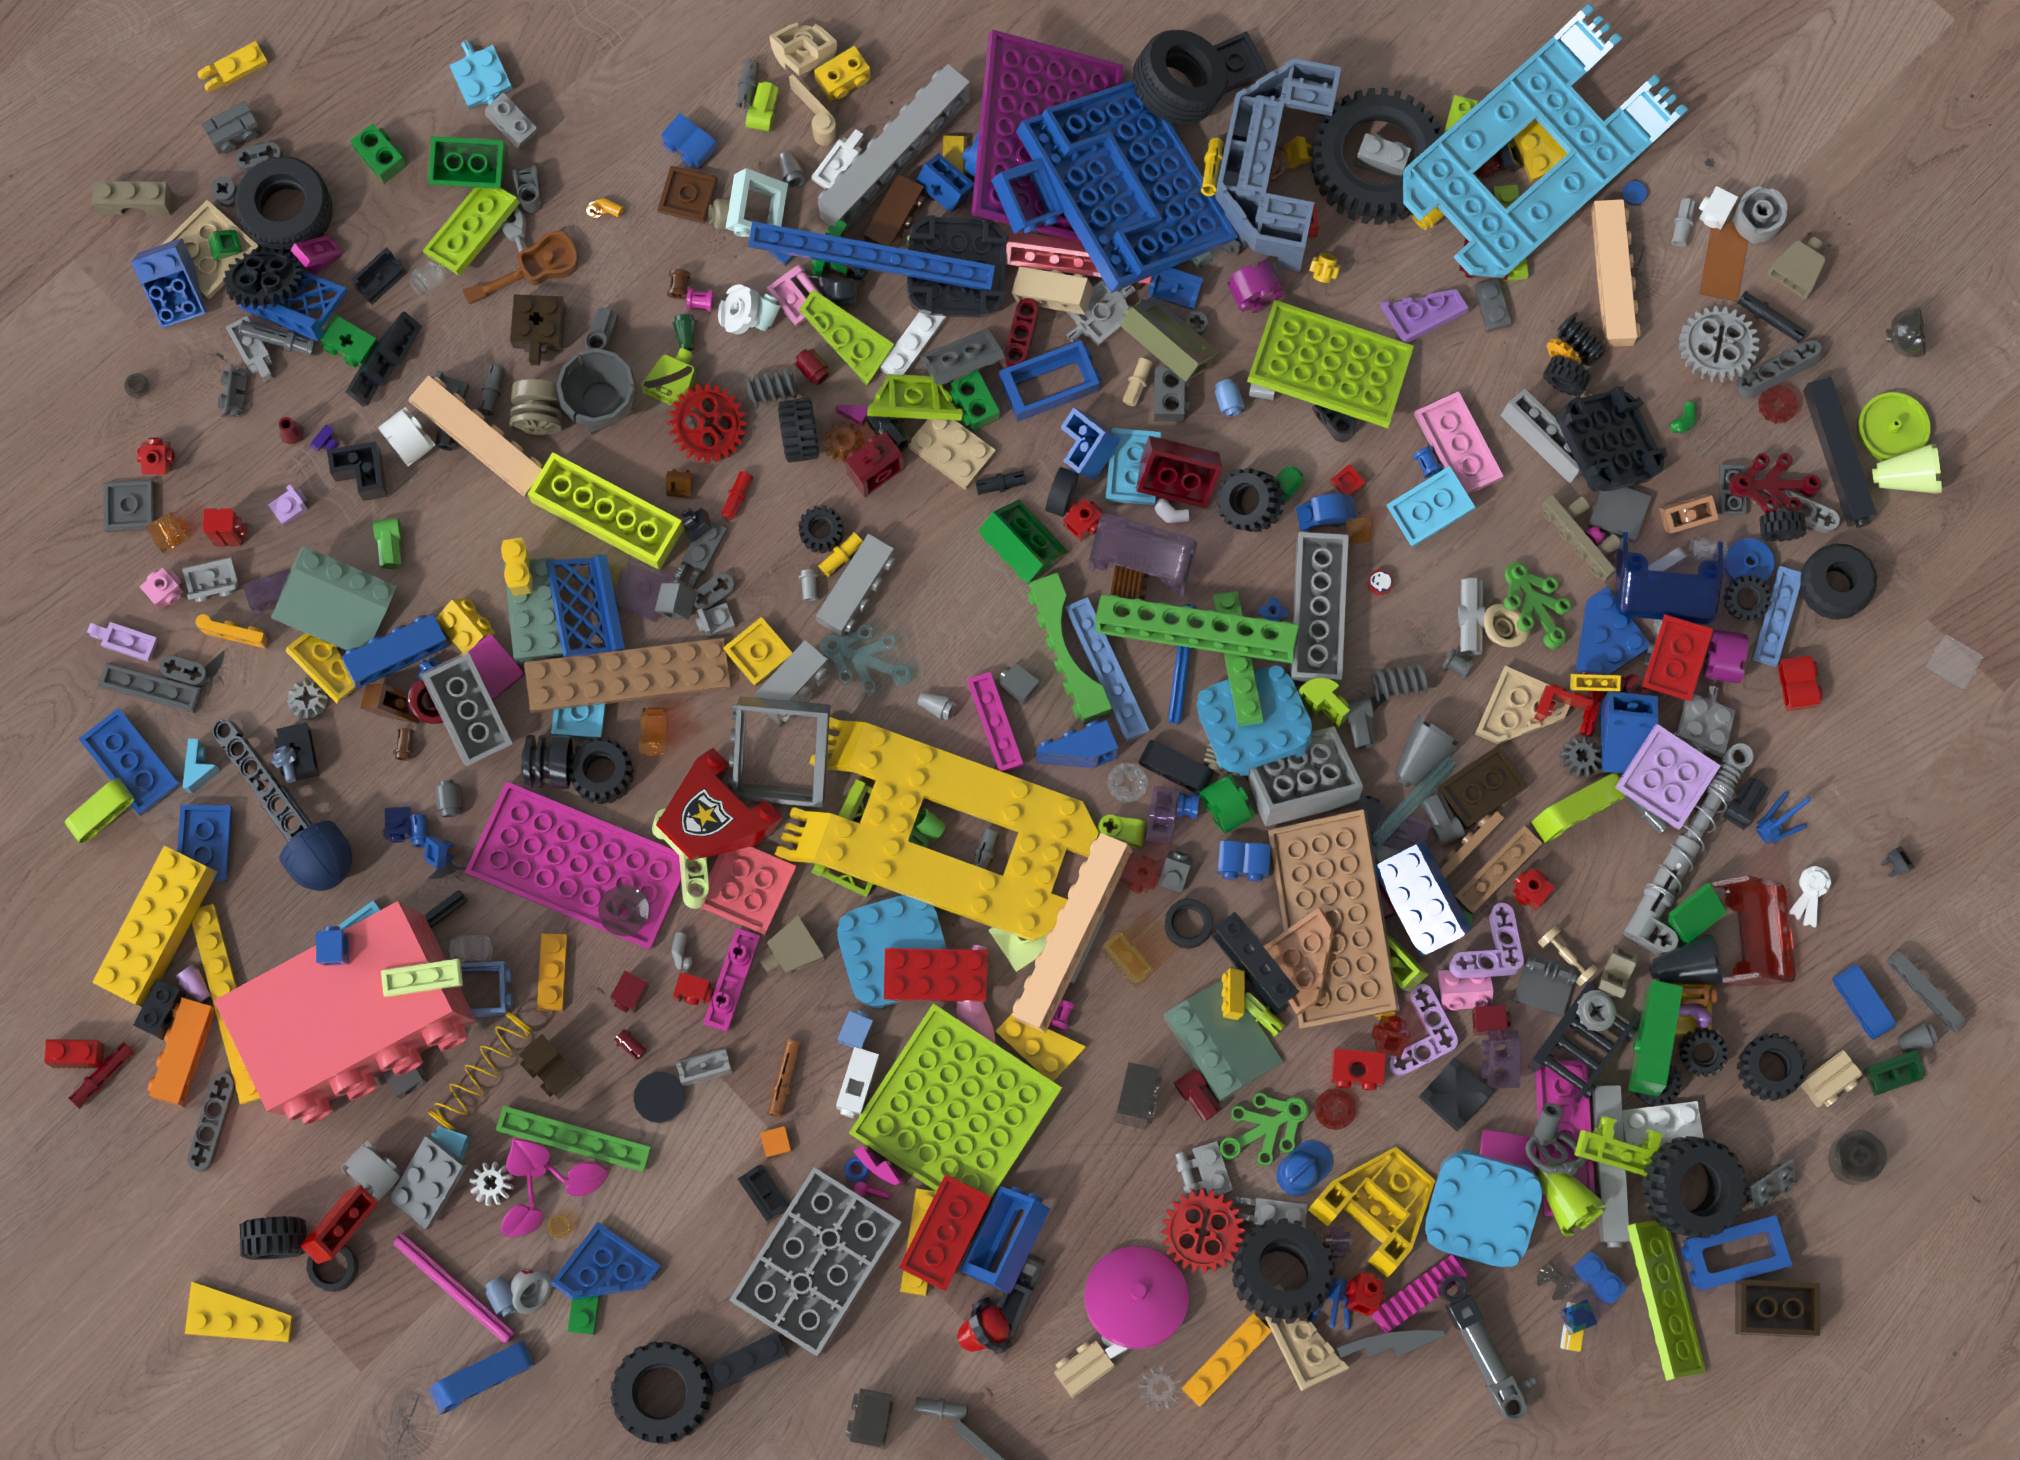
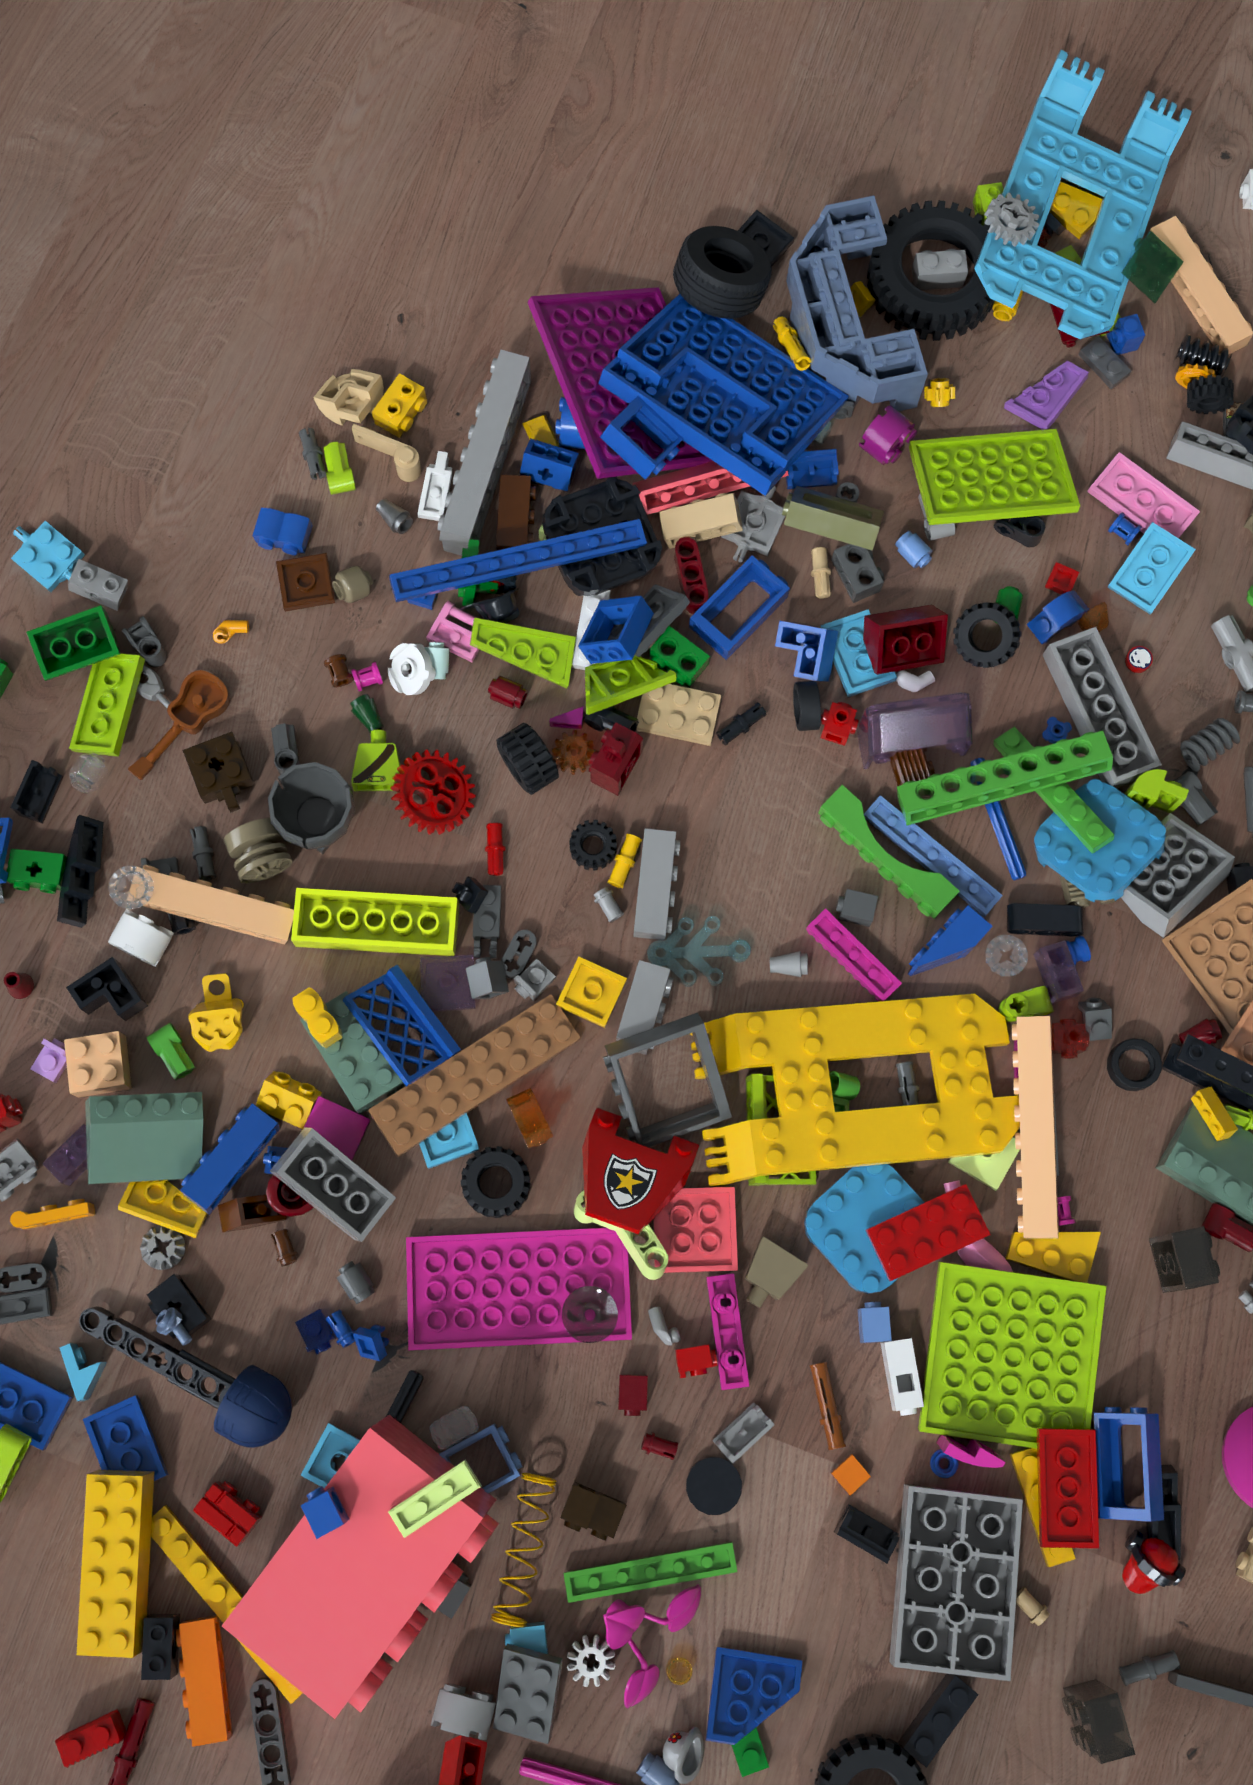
camera: 30 degrees left, 0 degrees up
(193, 983) = (183, 1600): lavender cone -> none
(260, 932) = (228, 1512): none -> red brick
(323, 439) = (56, 977): dark purple tile -> none
(324, 525) = (97, 1064): none -> light nougat brick
(424, 382) = (135, 875): none -> clear gear
(438, 533) = (218, 1019): none -> yellow piece
(545, 761) = (439, 1199): black wheel -> none
(552, 972) = (544, 1409): light orange plate -> none
(679, 483) = (433, 862): reddish brown tile -> none
(762, 184) = (366, 540): light aqua window -> none
(772, 387) = (478, 729): dark grey piece -> none
(861, 1189) = (957, 1481): dark pink hand -> none
(869, 1315) = (1031, 1607): none -> tan pin
(949, 349) = (636, 617): none -> blue window
(1022, 541) = (791, 770): green slope -> none
(1128, 959) = (1099, 1127): clear yellow brick -> none
(1227, 804) = (1114, 933): green brick -> none
(1244, 860) = (1154, 979): blue brick -> none
(1262, 924) = (1205, 1031): none -> dark red cone
(1454, 129) = (1011, 219): none -> light grey gear
(1522, 289) = (1126, 335): none -> blue brick
(1572, 237) = (1152, 266): none -> clear green hinge
(1634, 193) = (1175, 207): blue piece -> none
(1683, 222) = (1233, 216): light grey axle -> none

